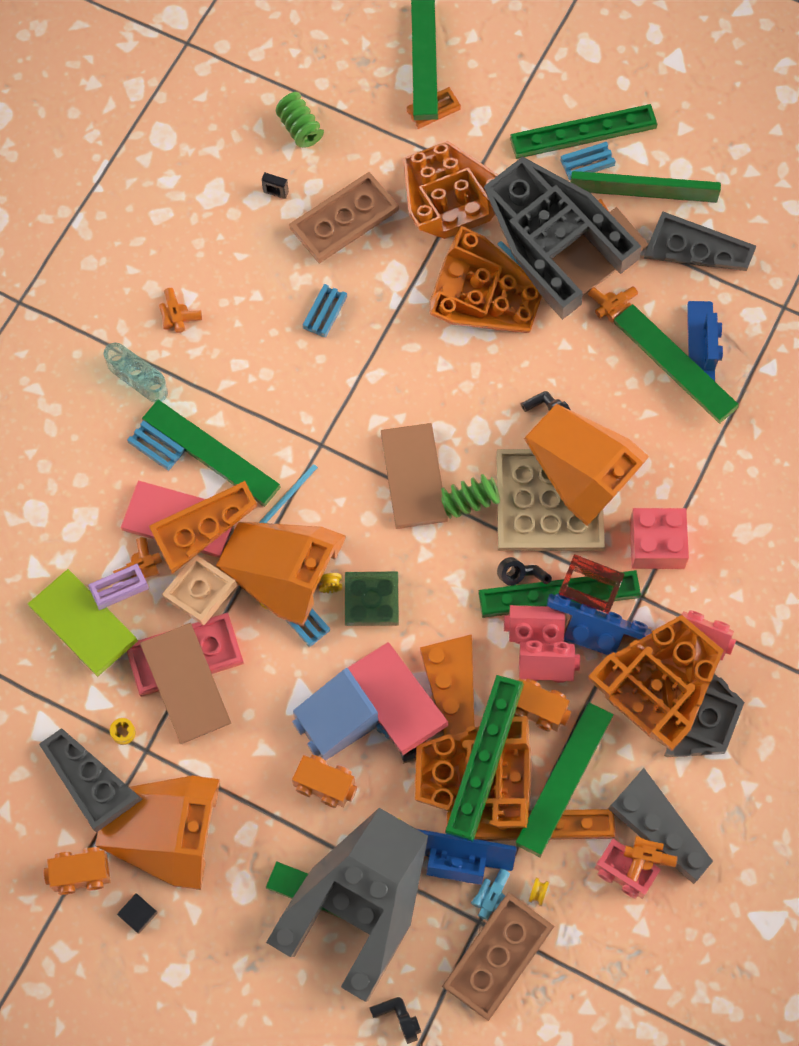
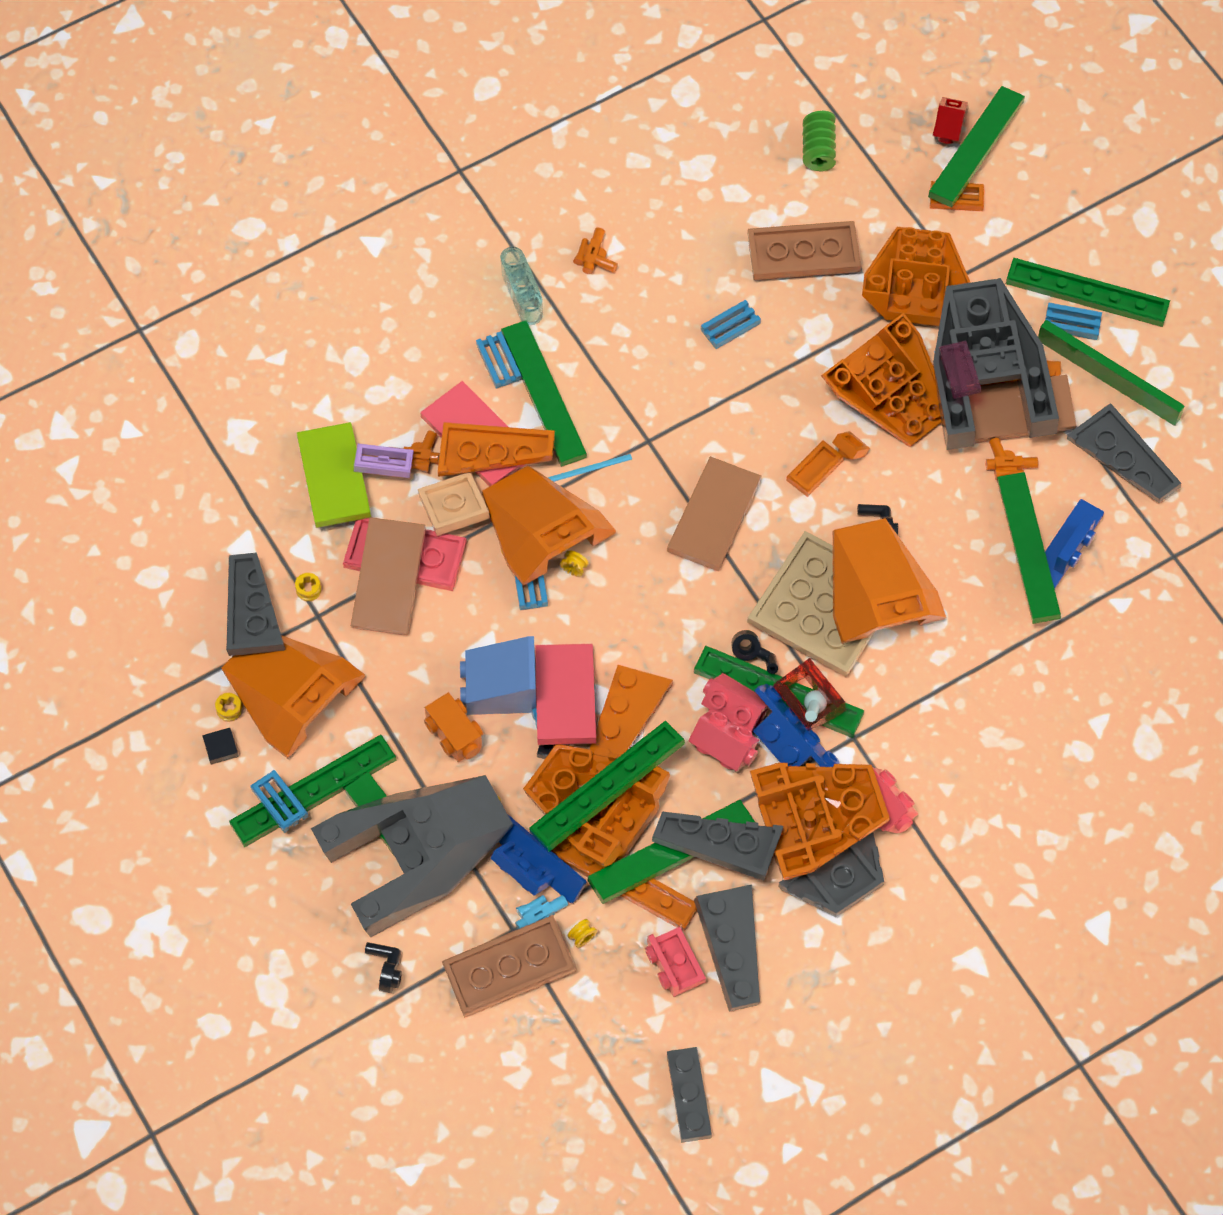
camera: 30 degrees right, 5 degrees down
(76, 871) = (191, 678): orange brick -> none
(129, 881) = (231, 714): none -> yellow bush
(239, 905) = (315, 788): none -> green tile
(241, 941) = (292, 819): none -> dark azure tile
(275, 185) = (758, 188): black tile -> none
(371, 598) = (602, 598): clear green plate -> none
(390, 48) = (949, 120): none -> red slope
(468, 392) = (815, 468): none -> orange tile
(472, 496) = (750, 557): bright green piece -> none
(485, 358) = (850, 445): none -> orange plate
(539, 249) = (959, 369): none -> clear pink tile
(542, 706) = (694, 779): orange brick -> none
(598, 588) = (814, 703): none -> light aqua bar
(601, 748) = (728, 844): none -> dark grey wing
(645, 855) = (697, 957): orange piece -> none
(659, 538) = (903, 693): coral brick -> none
(707, 973) = (689, 1094): none -> dark grey plate

